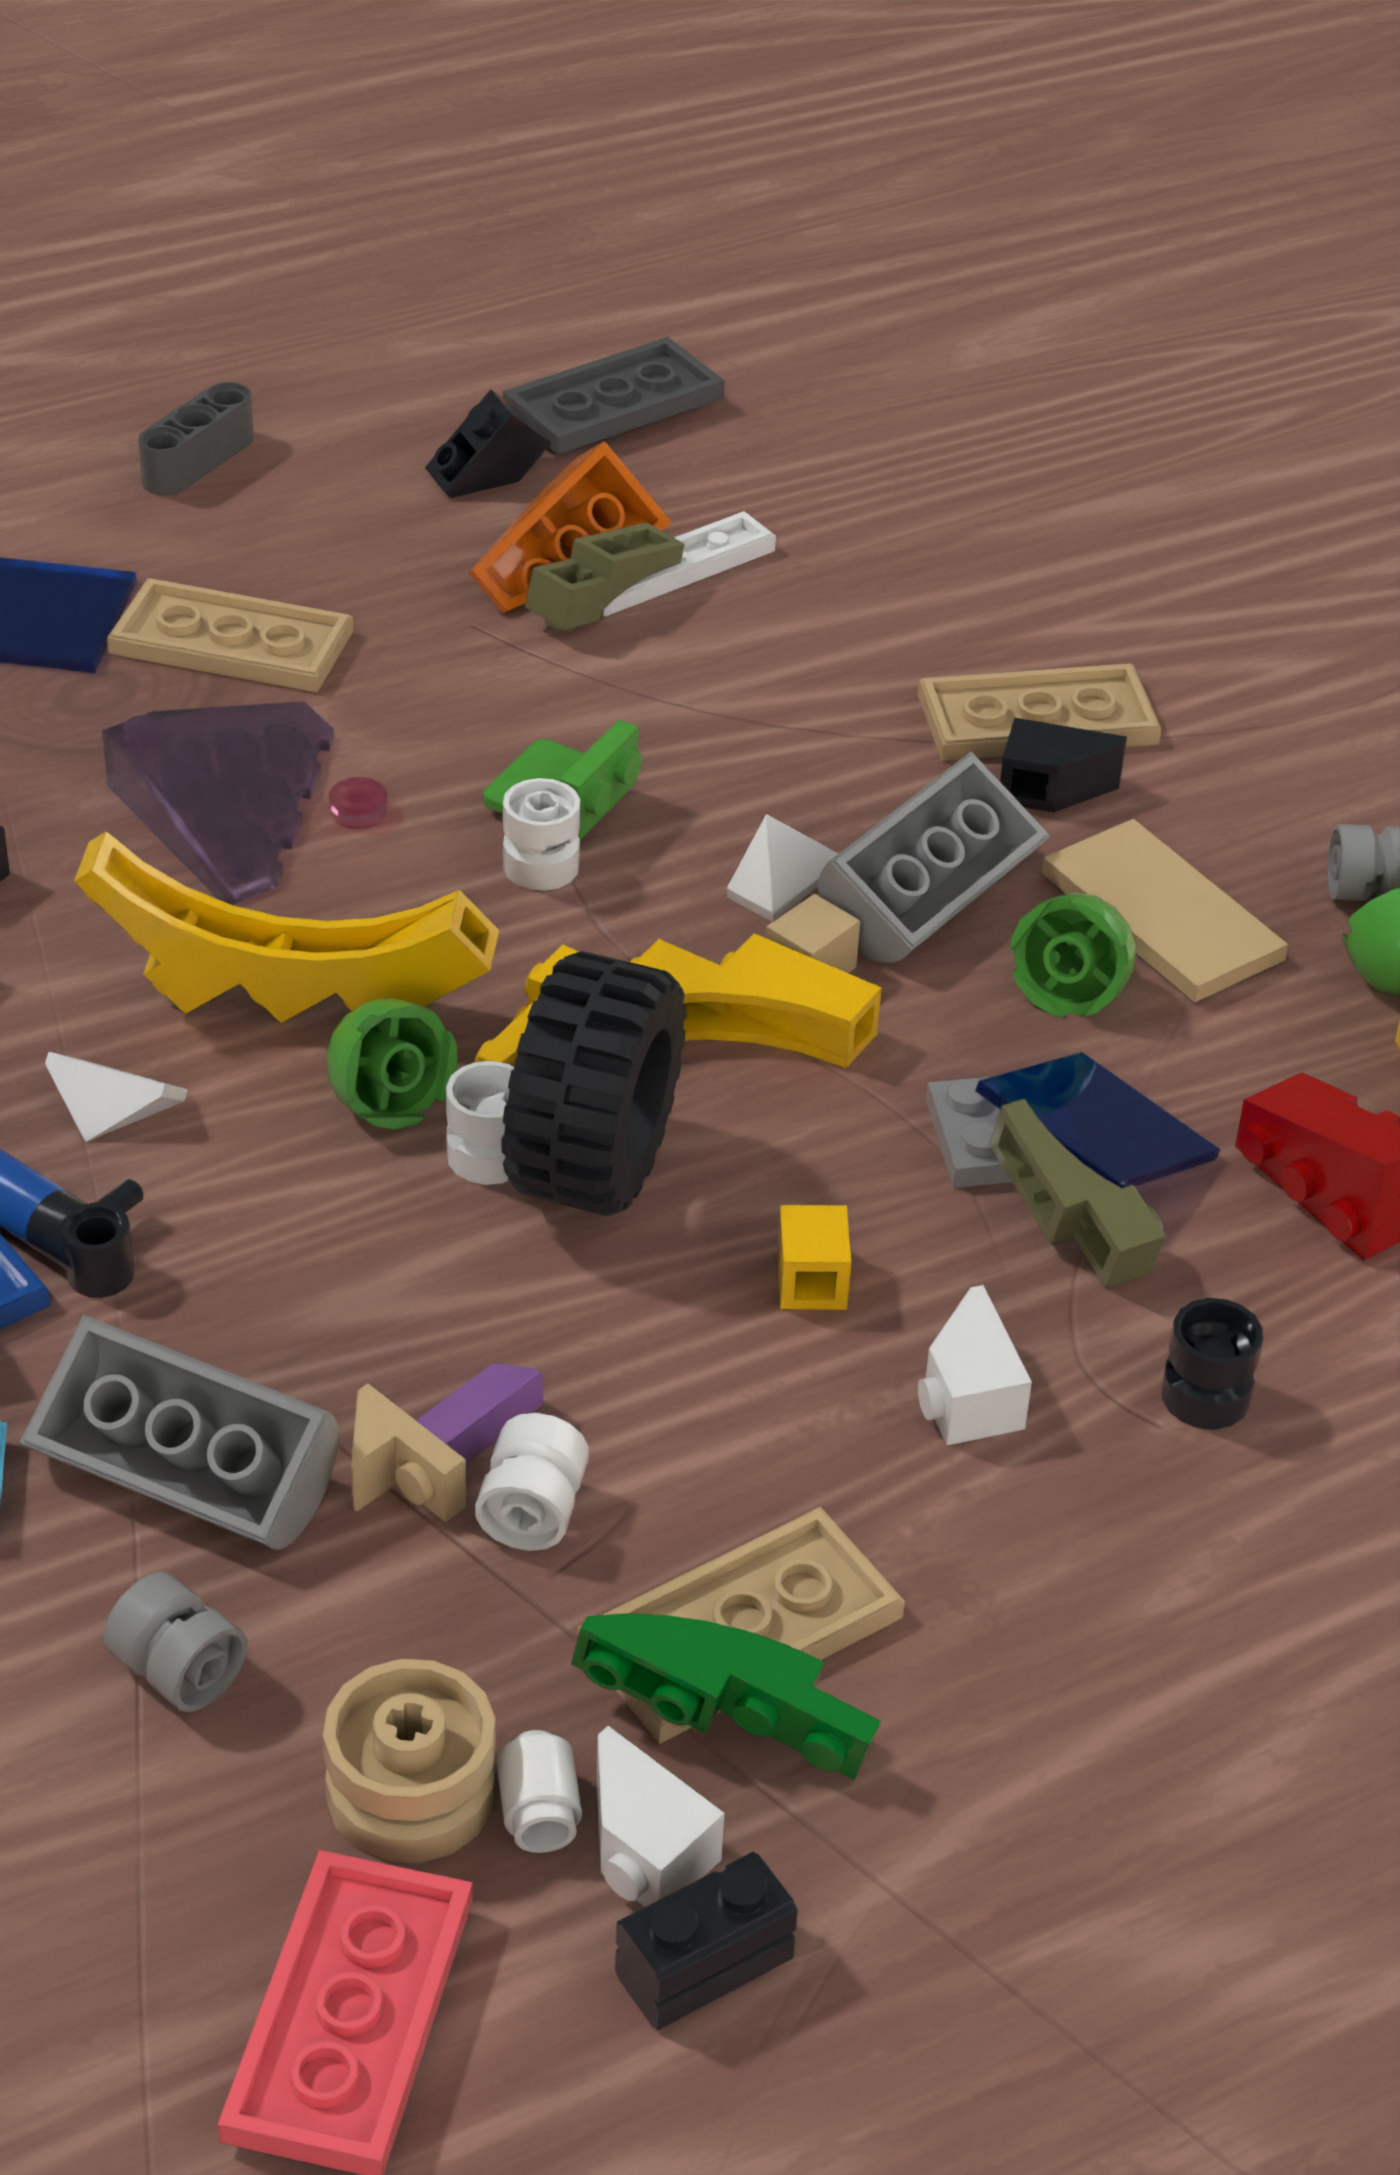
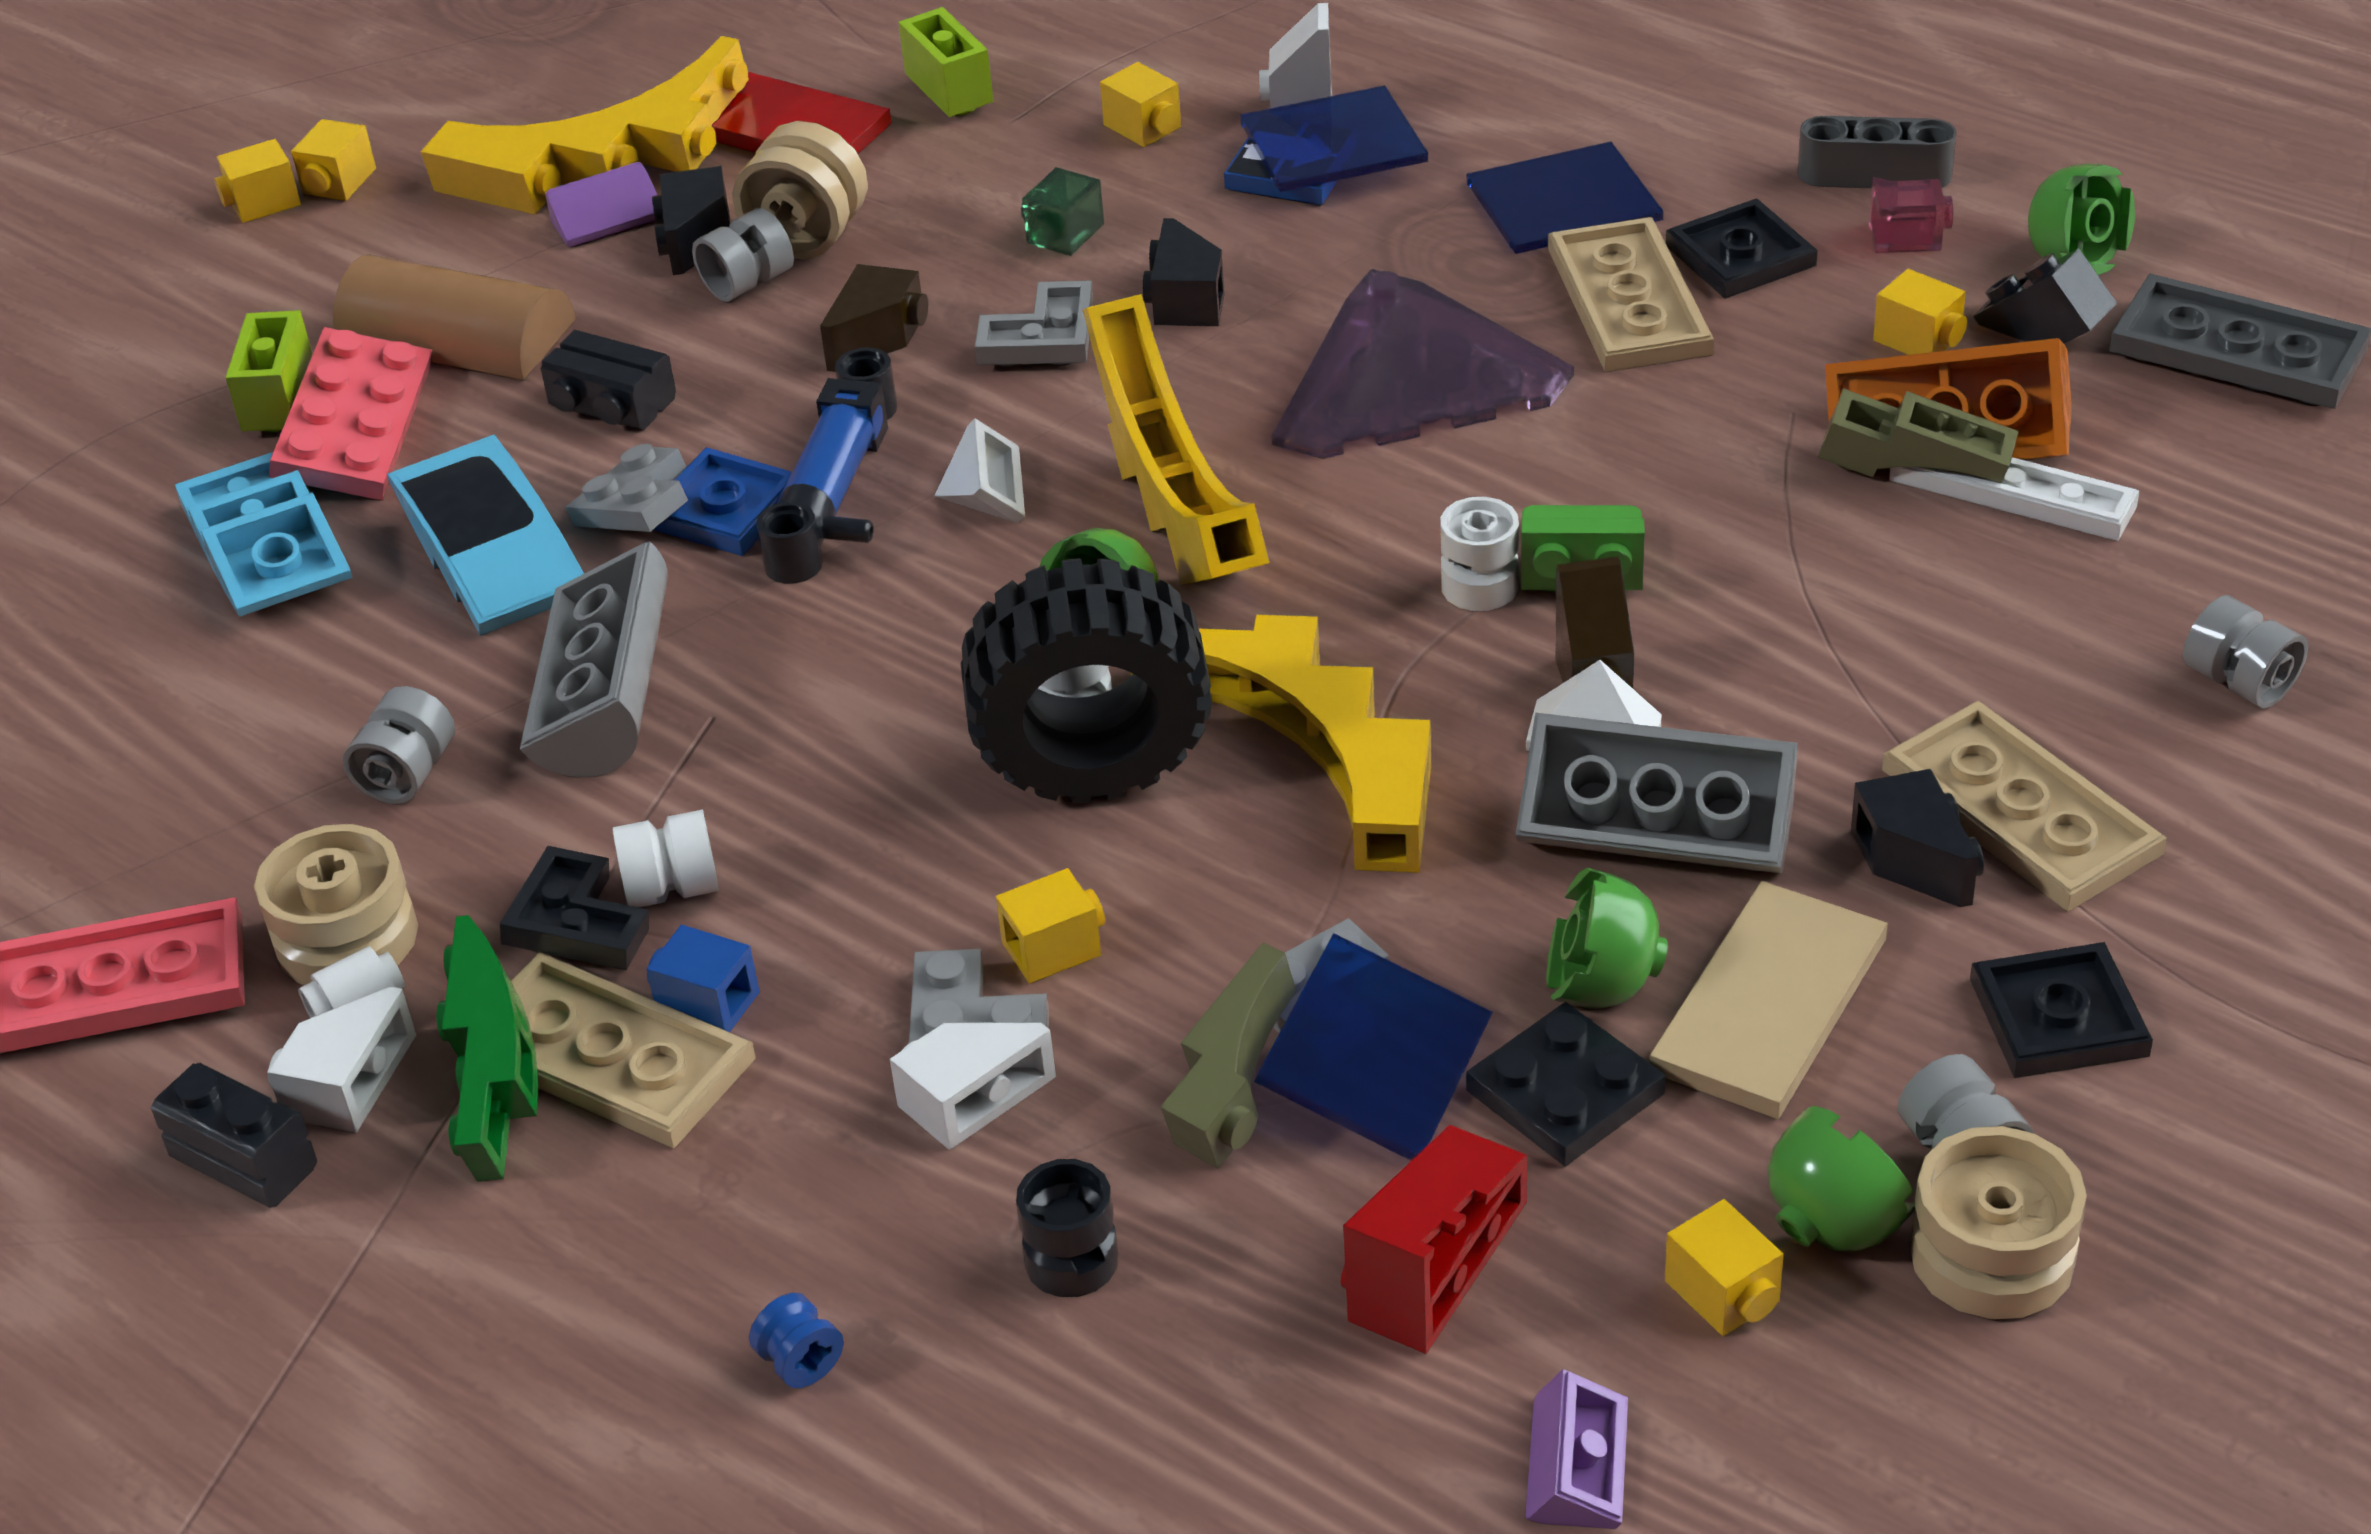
camera: 70 degrees right, 0 degrees up
(234, 555) = (1741, 248): none -> black tile
(298, 460) = (1909, 215): none -> clear pink window
(358, 803) = (1462, 451): clear pink tile -> none
(400, 1451) = (659, 772): tan slope -> none
(403, 388) = (2082, 211): none -> bright green cylinder
(439, 509) = (1919, 314): none -> yellow brick
(480, 1408) = (745, 810): medium lavender slope -> none
(547, 1593) = (564, 918): none -> black plate
(712, 812) = (1592, 619): none -> dark brown slope
(718, 1507) = (704, 976): none -> blue brick
(819, 932) = (1476, 774): tan brick -> none
(871, 1368) = (951, 991): none -> light grey plate
(985, 541) = (2250, 654): none -> light grey wheel
(1187, 1045) = (1565, 1083): none -> black plate
(1234, 1586) = (796, 1340): none -> blue wheel
(1264, 786) = (2060, 1010): none -> black tile

